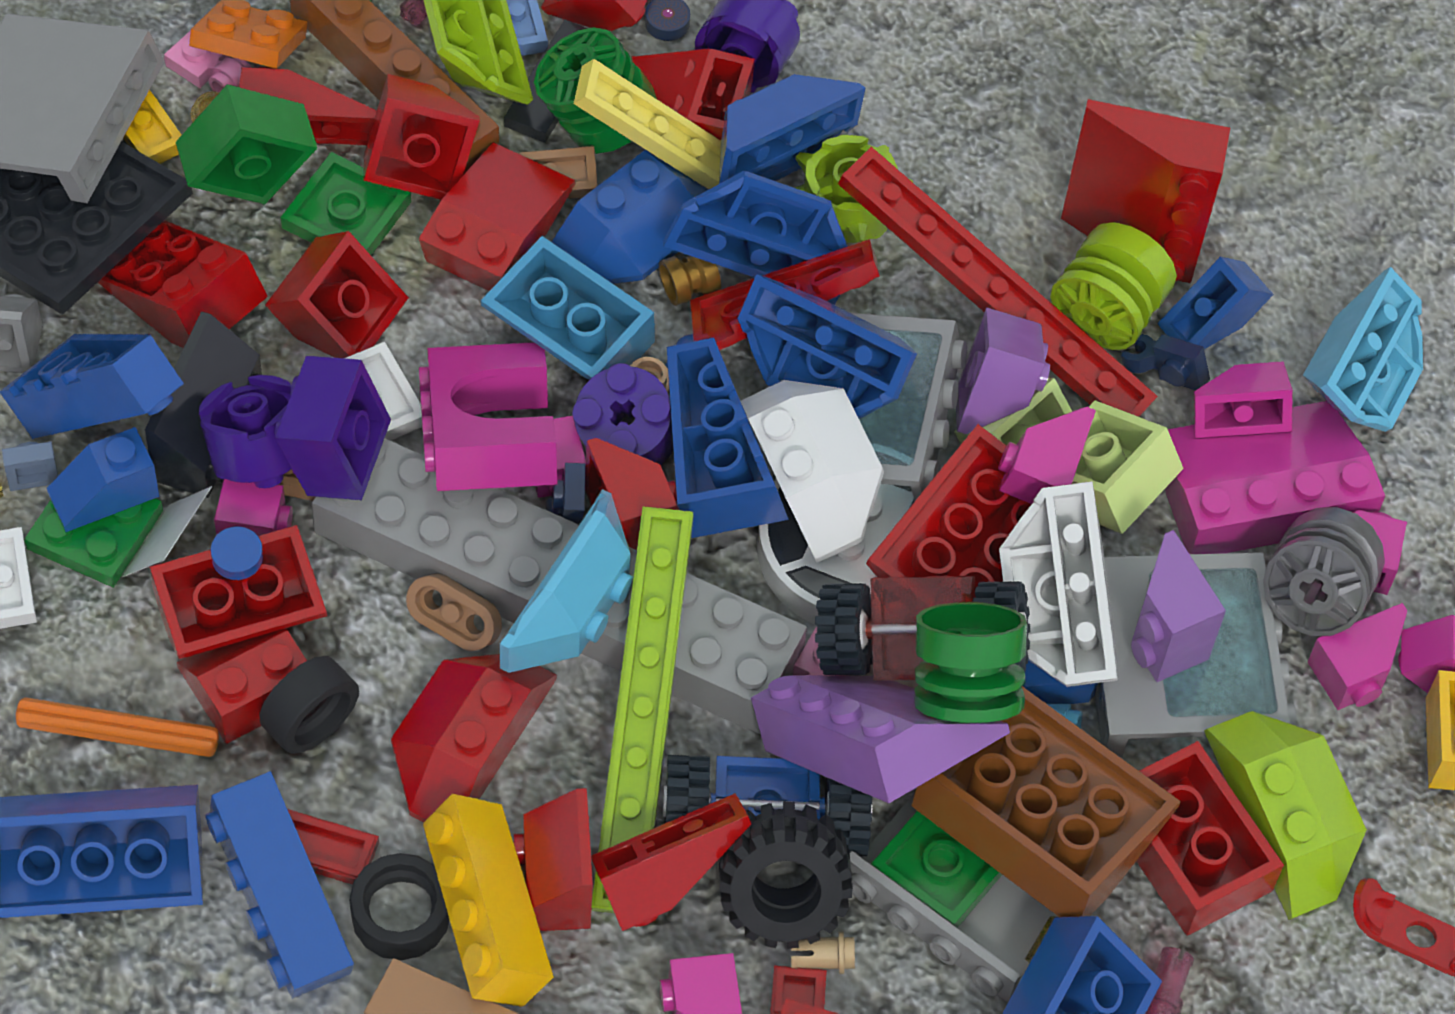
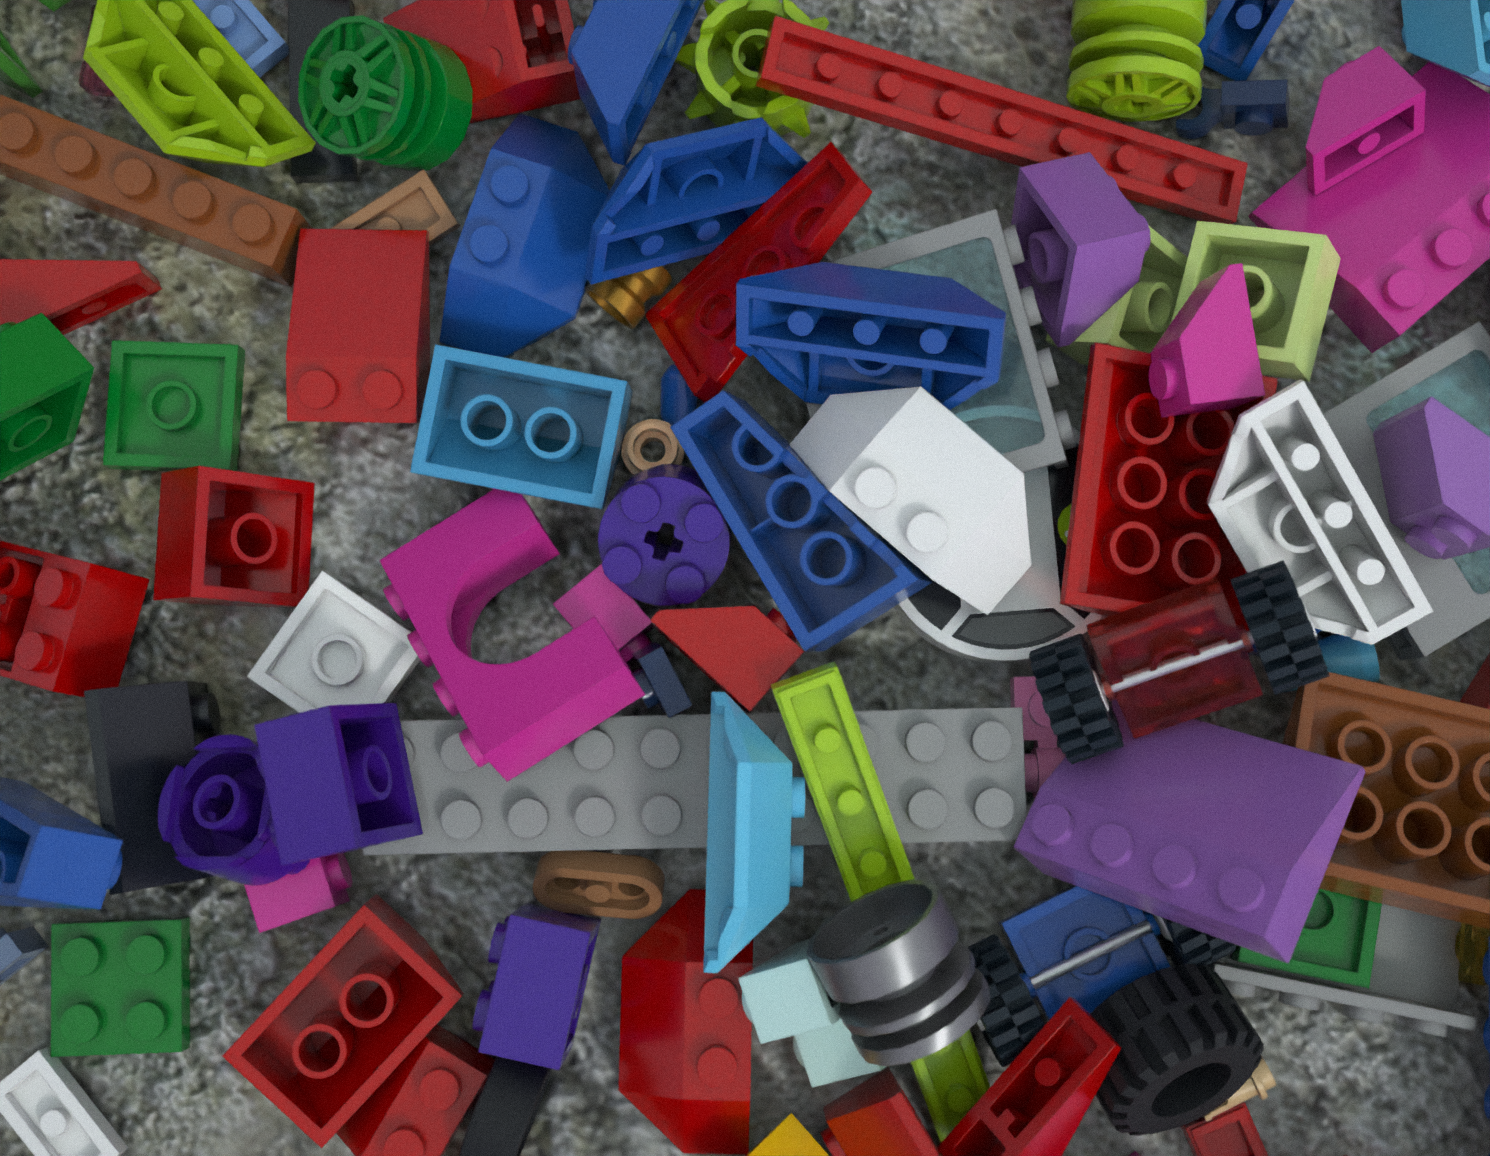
camera: 25 degrees left, 25 degrees up
(104, 480) = (102, 955): blue slope -> none
(166, 532) = (213, 972): white sticker -> none
(236, 553) = (315, 990): blue tile -> none
(383, 634) = (538, 985): none -> dark purple brick
(418, 139) = (209, 280): red slope -> none
(568, 734) = (789, 1000): none -> light aqua brick
(628, 702) = (899, 973): none -> flat silver wheel
(649, 123) = (479, 120): light yellow plate -> none
(970, 662) = (1304, 735): green wheel -> none

